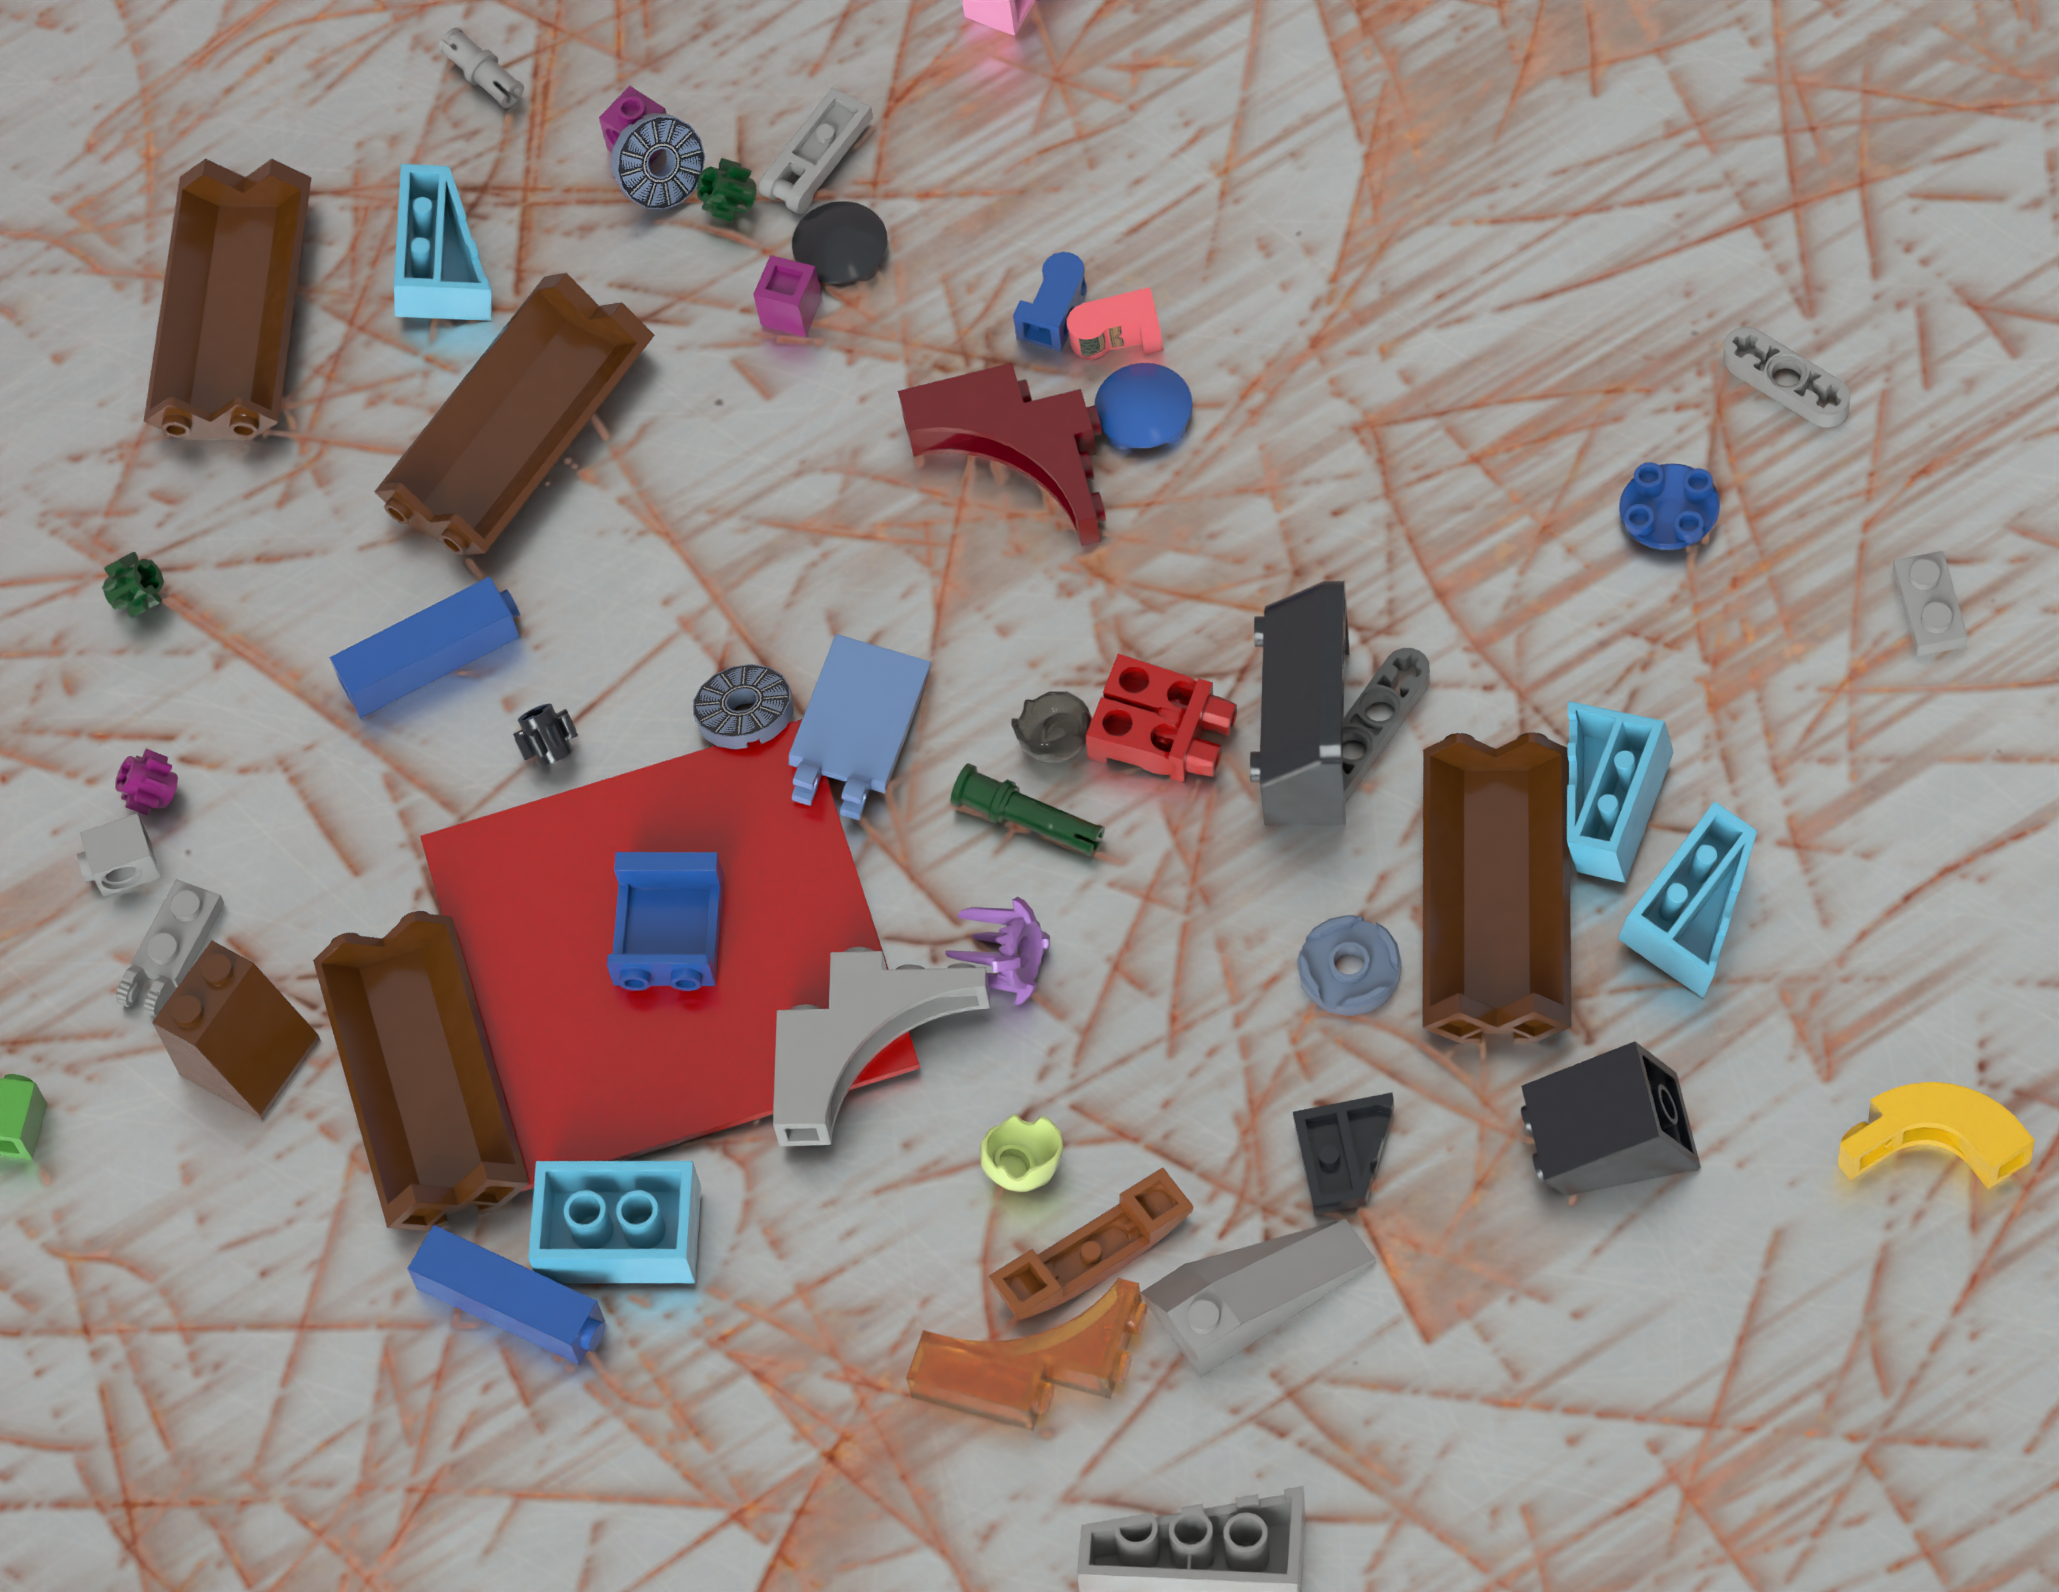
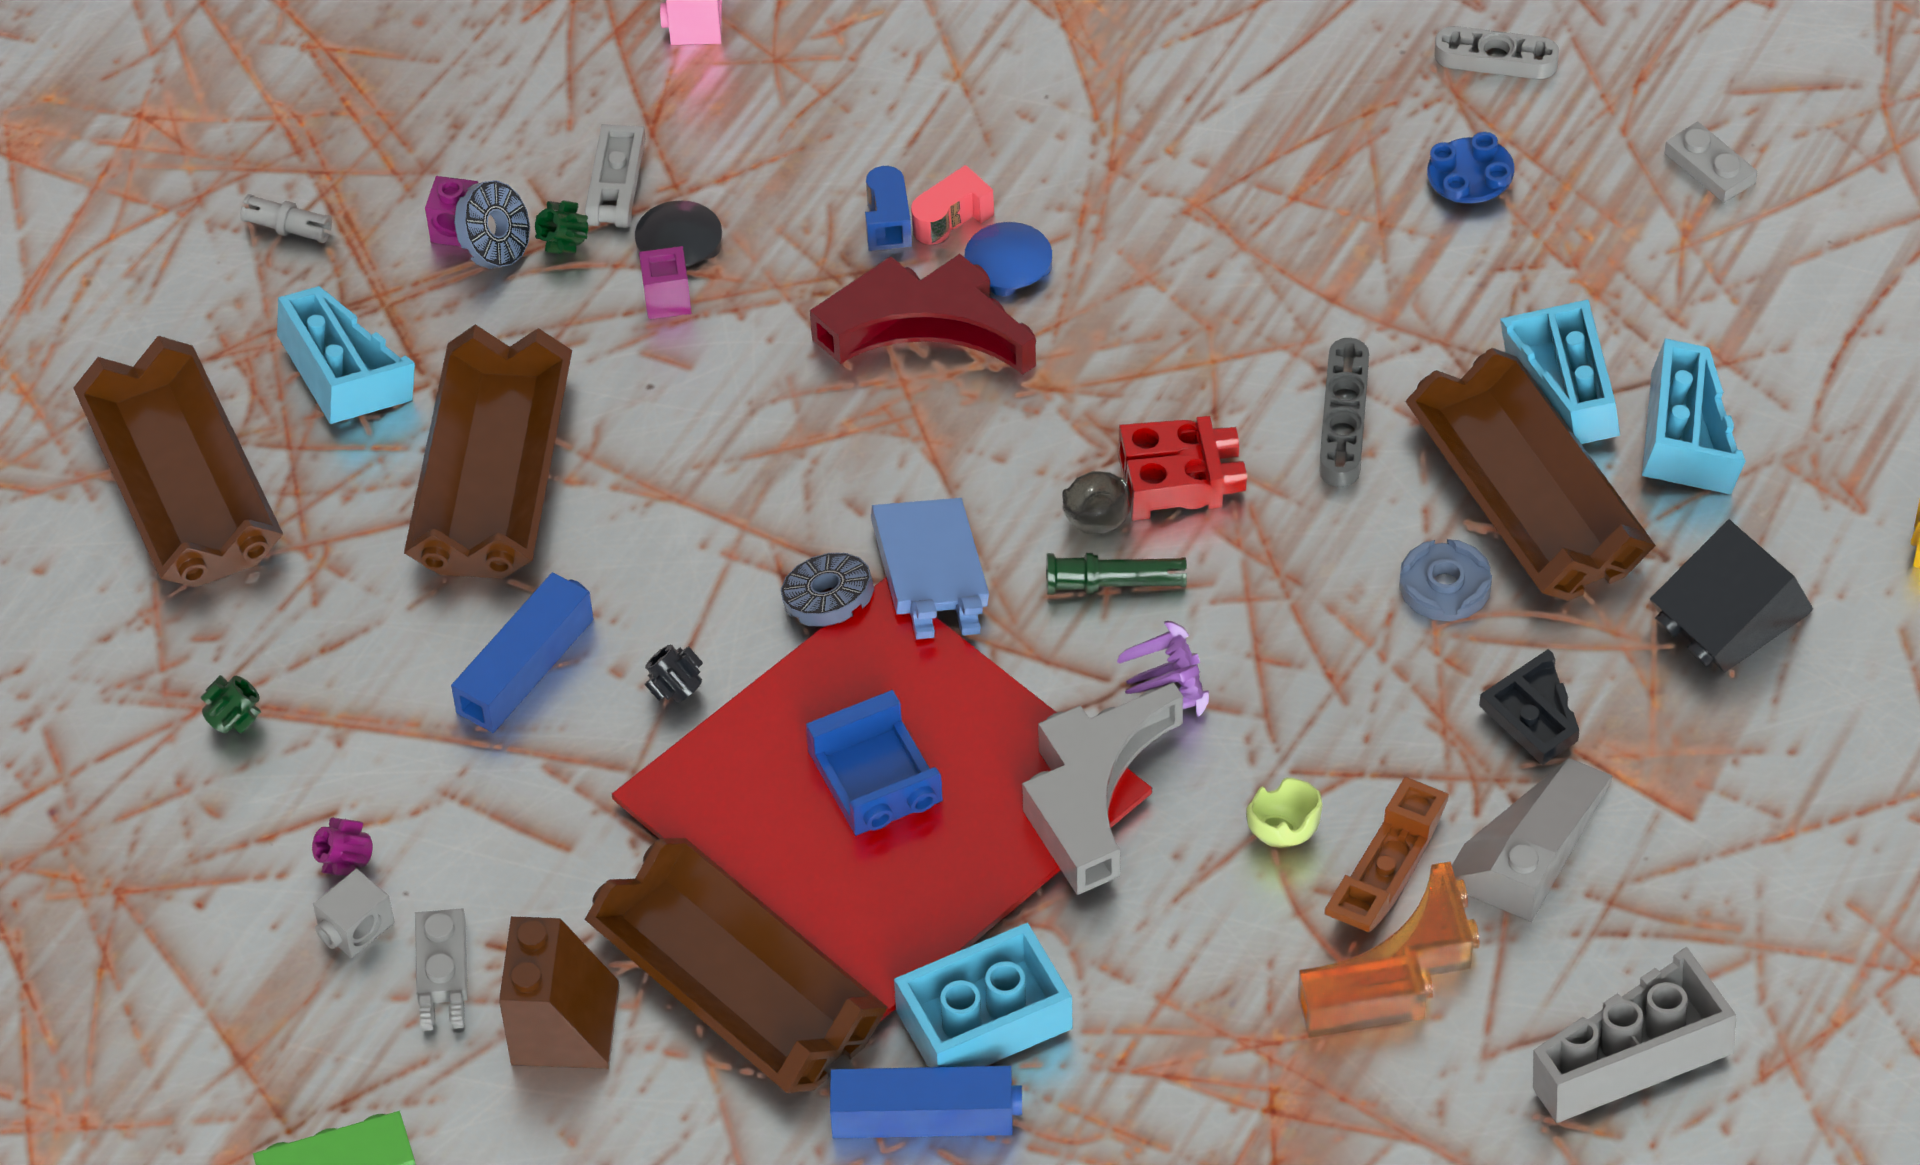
camera: 35 degrees left, 10 degrees down
(1302, 707) = (1311, 389): black windscreen -> none

